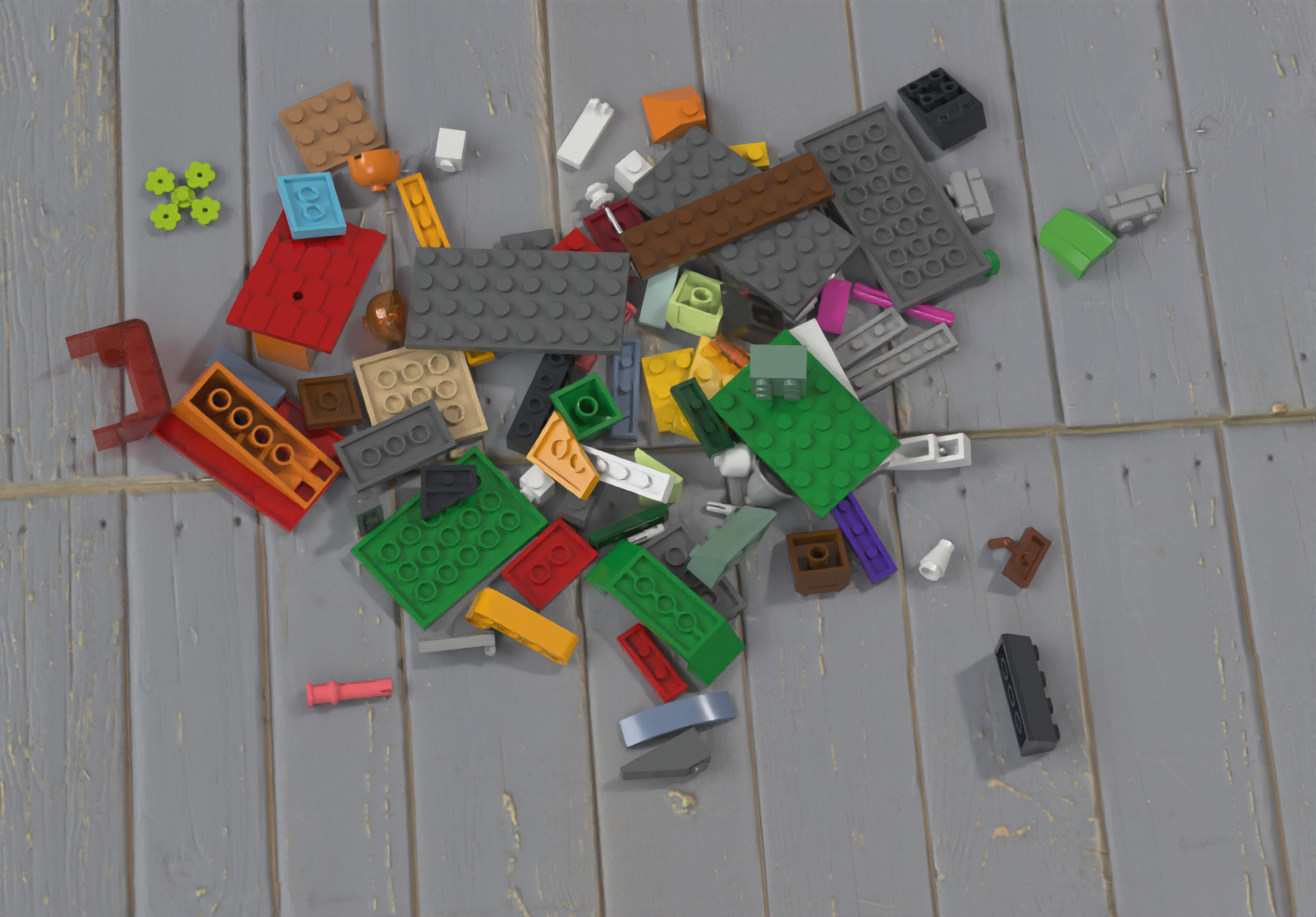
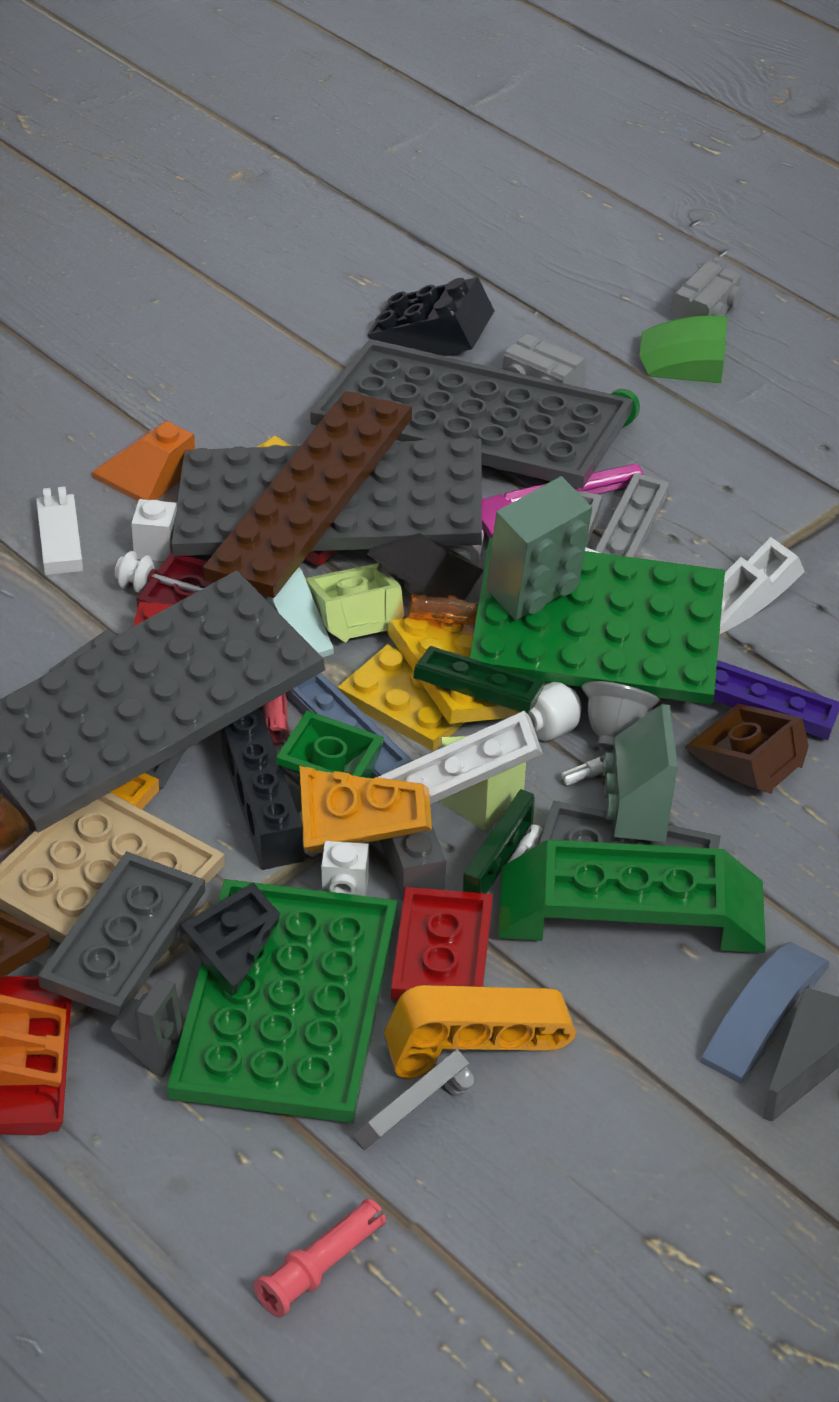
camera: 35 degrees left, 25 degrees down
(652, 663) = (673, 971): red tile -> none

